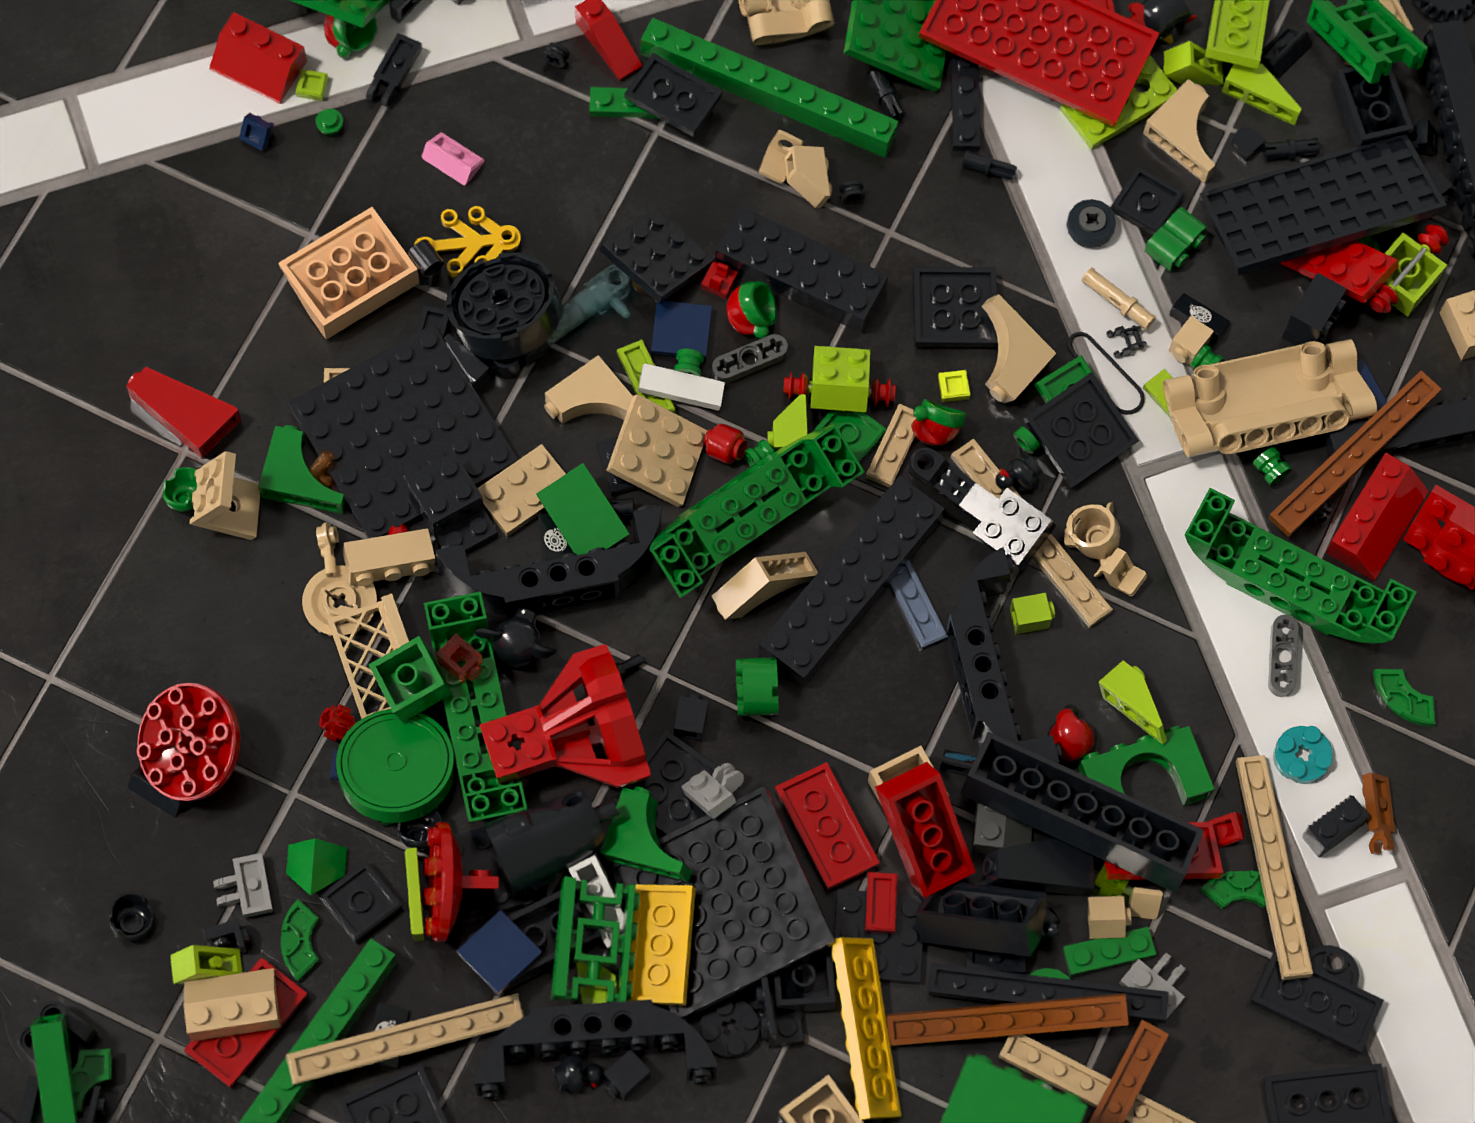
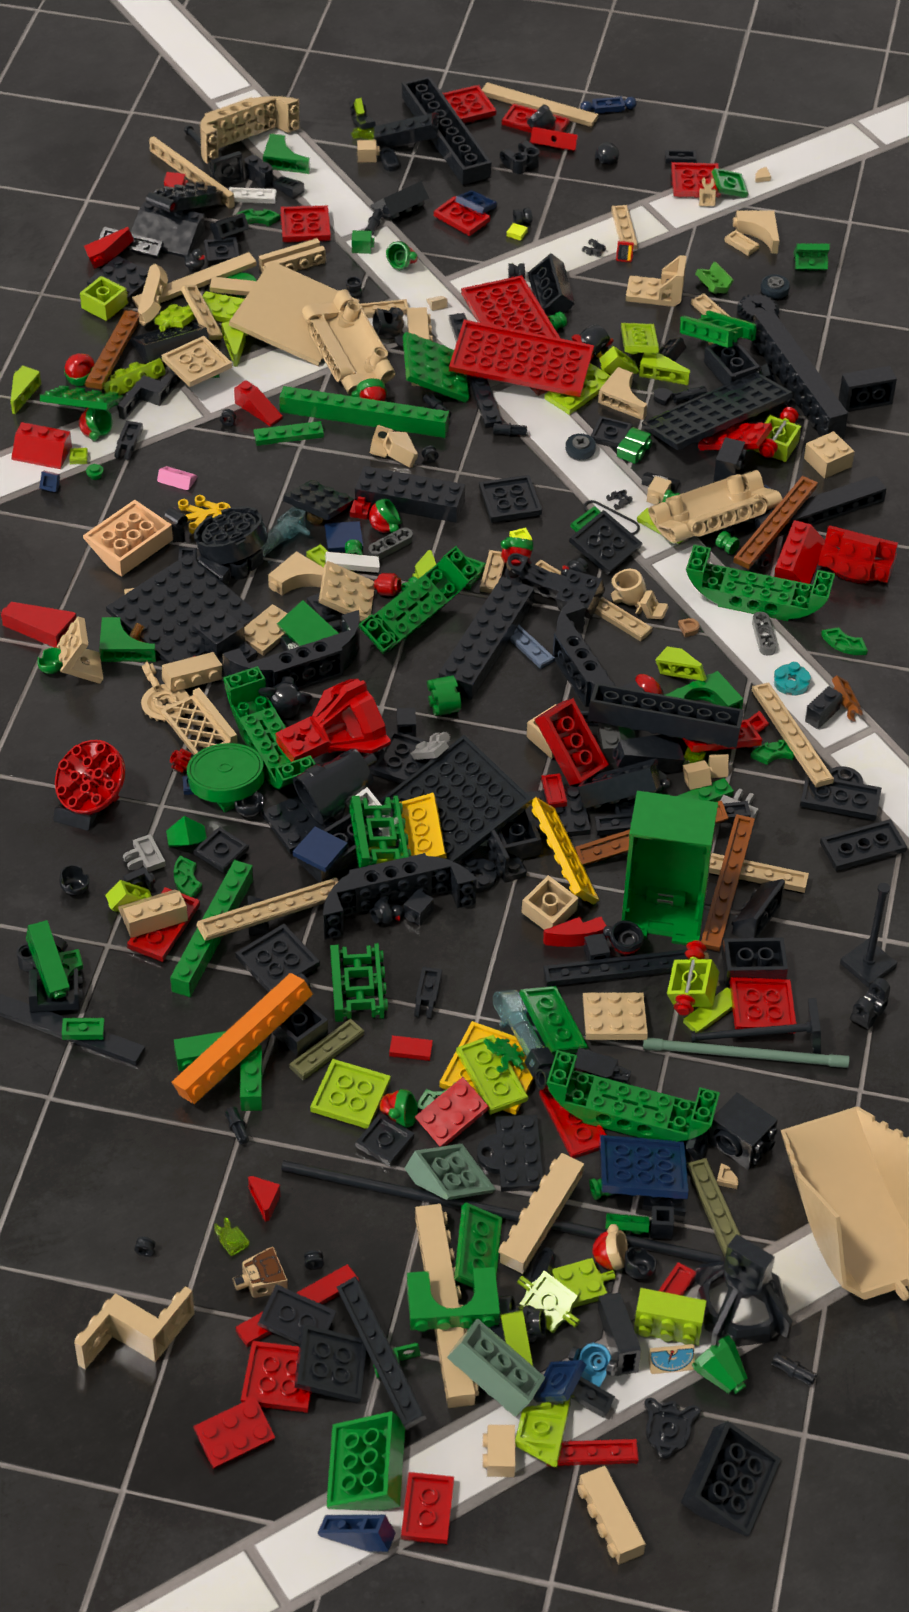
camera: 10 degrees left, 20 degrees down
(410, 679) = (224, 720): green brick -> none
(414, 894) = (255, 839): lime tile -> none
(447, 881) = (278, 816): red bracket -> none
(455, 651) = (253, 704): clear red brick -> none
(634, 837) = (391, 782): green arch -> none
(673, 94) = (306, 421): black plate -> none
(762, 580) = (428, 644): tan arch -> none
(787, 54) = (371, 389): none -> piece
(827, 826) = (511, 759): red plate -> none
(840, 381) = (447, 536): lime brick -> none
(1020, 351) = (555, 507): tan arch -> none
(1026, 440) = (573, 553): green tile -> none
(1031, 613) = (603, 636): lime brick -> none
(1127, 305) = (614, 481): tan pin -> none
(1170, 617) = (689, 627): none -> medium nougat tile

